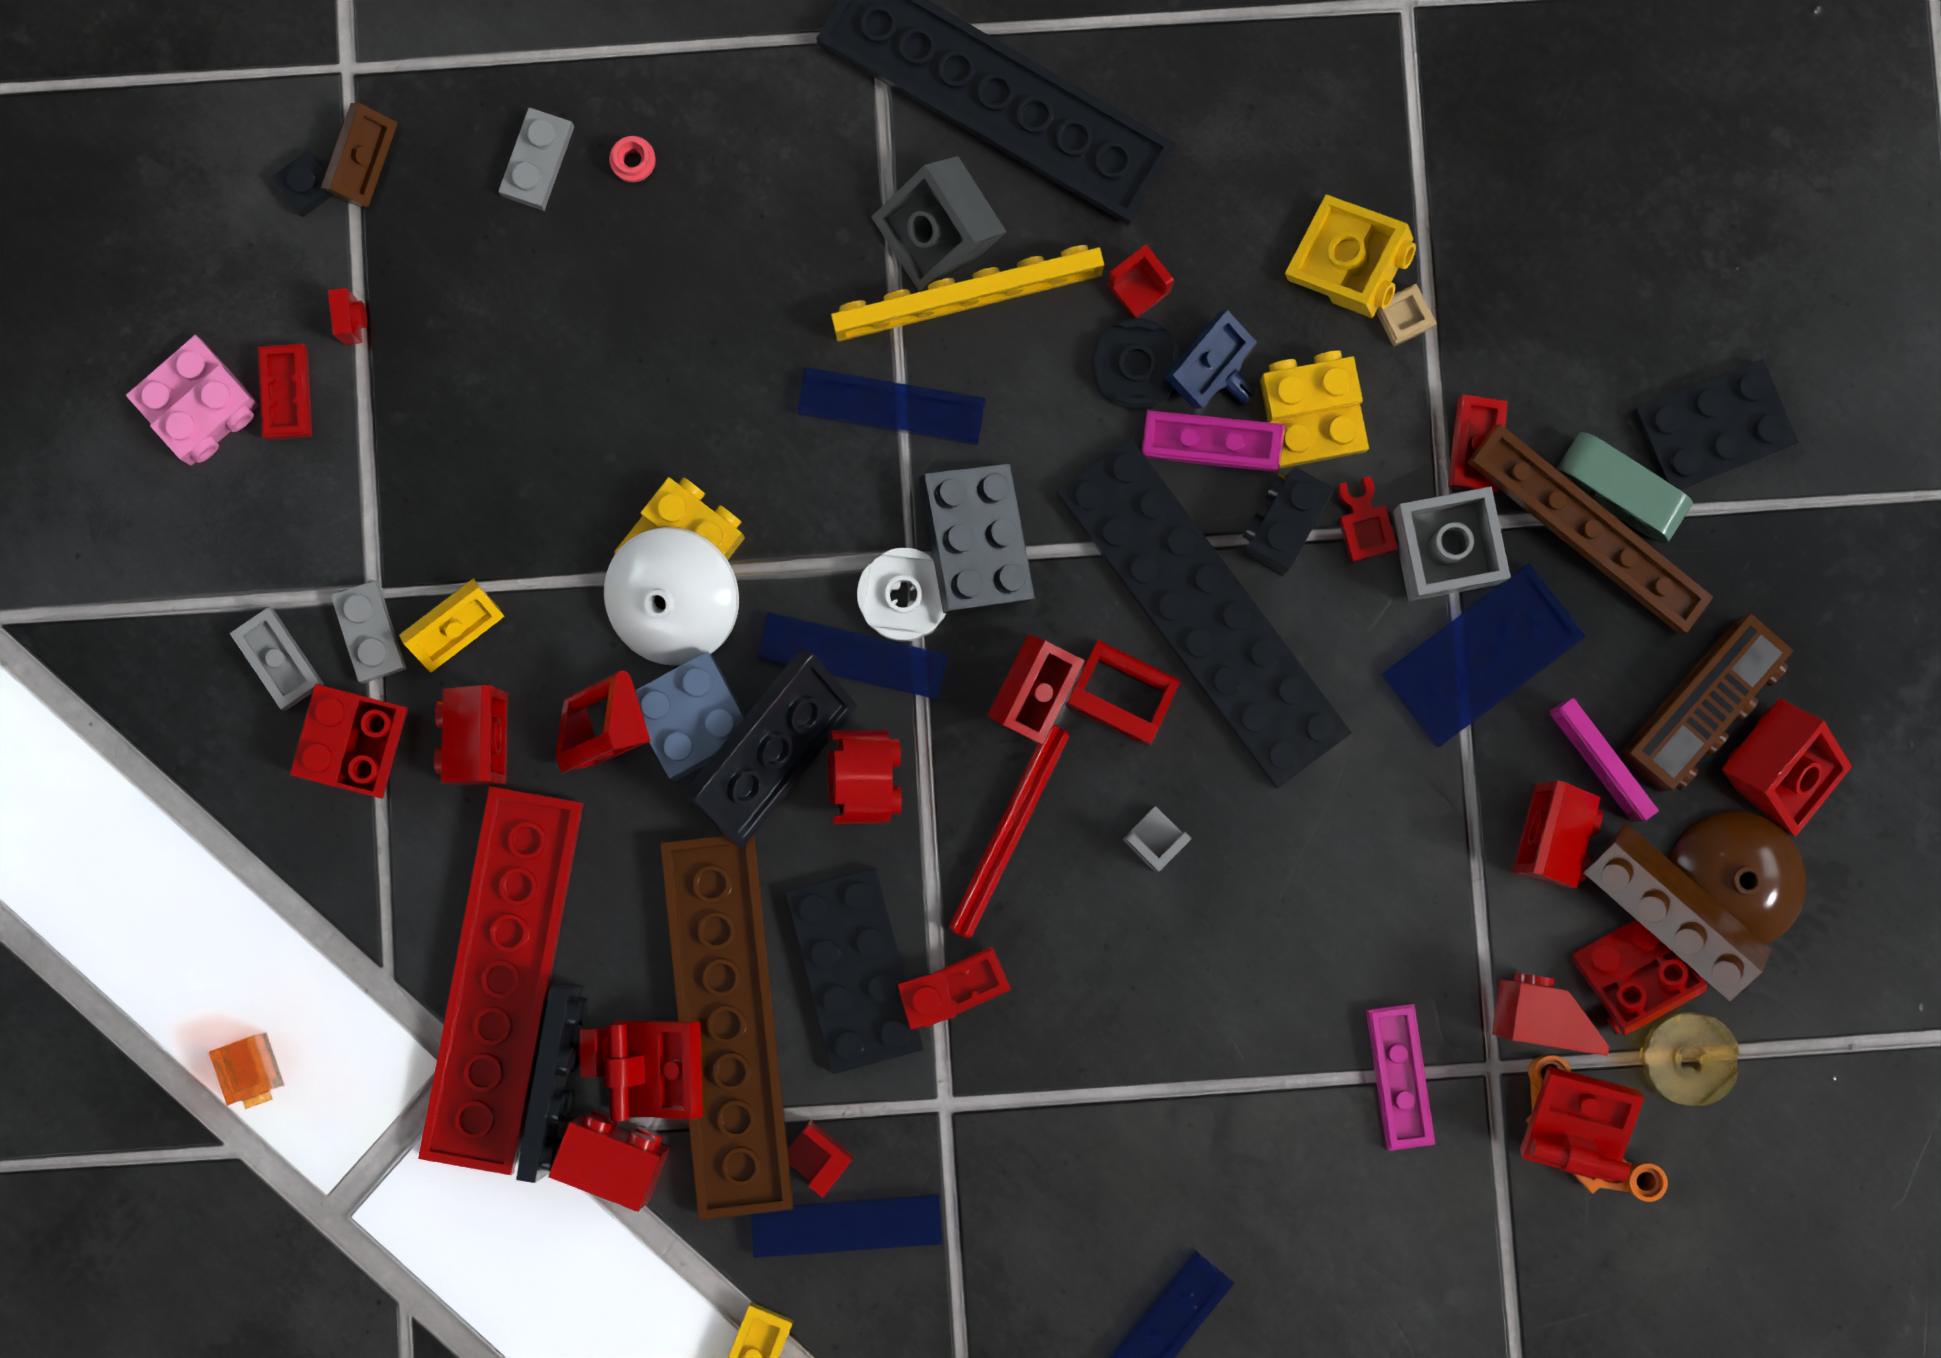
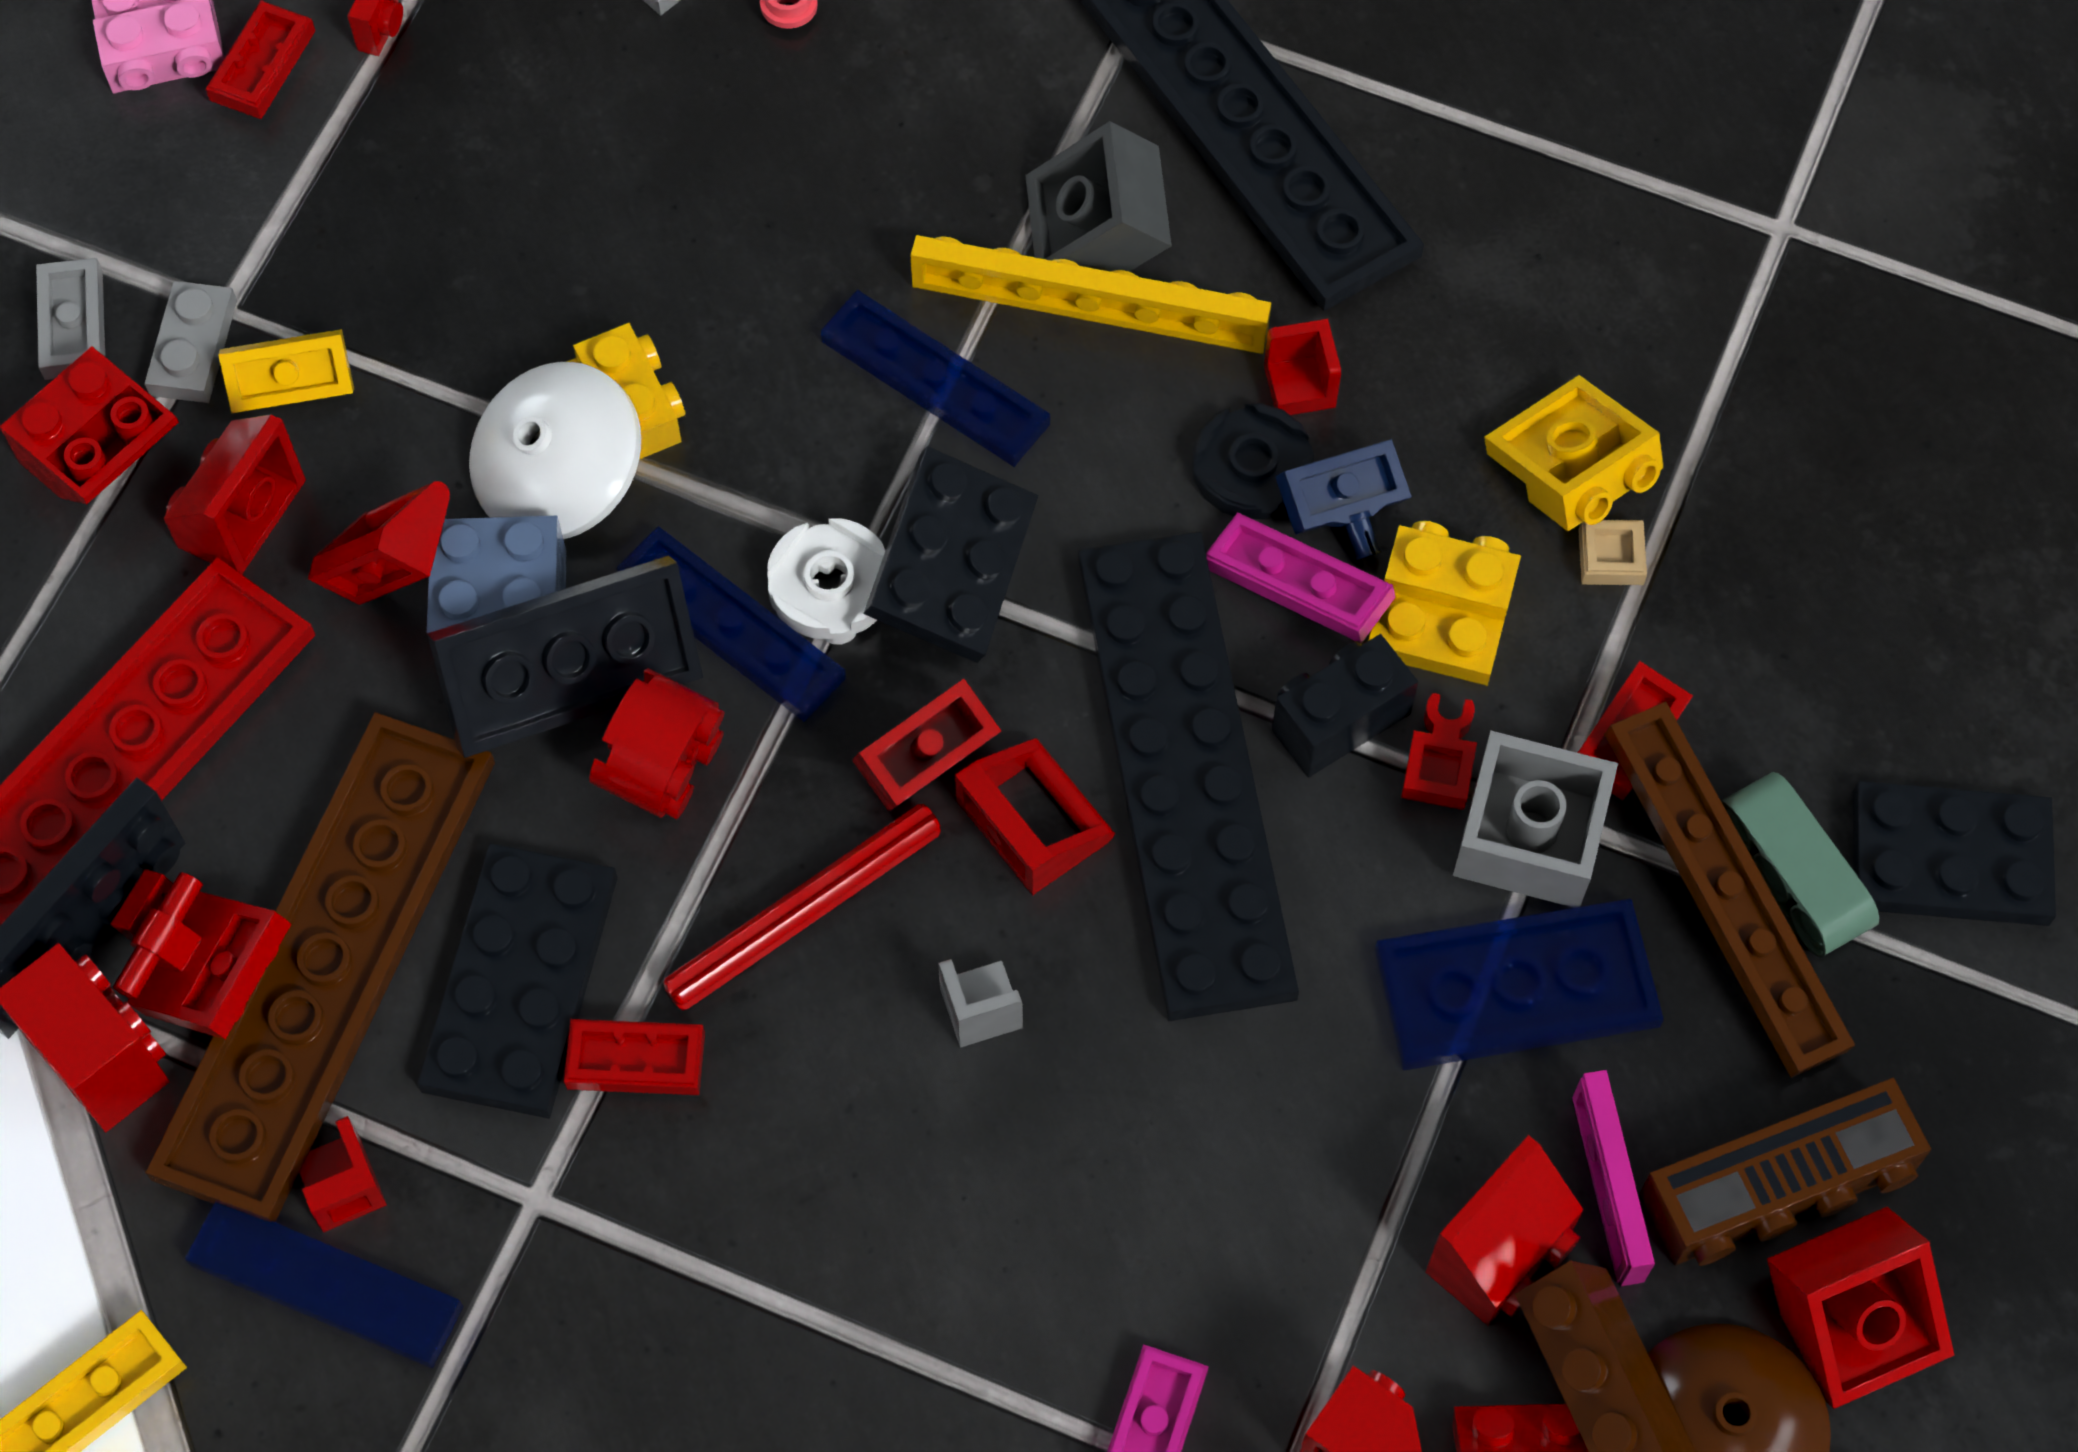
camera: 30 degrees right, 20 degrees down
(927, 1000) = (583, 1042): red plate -> none

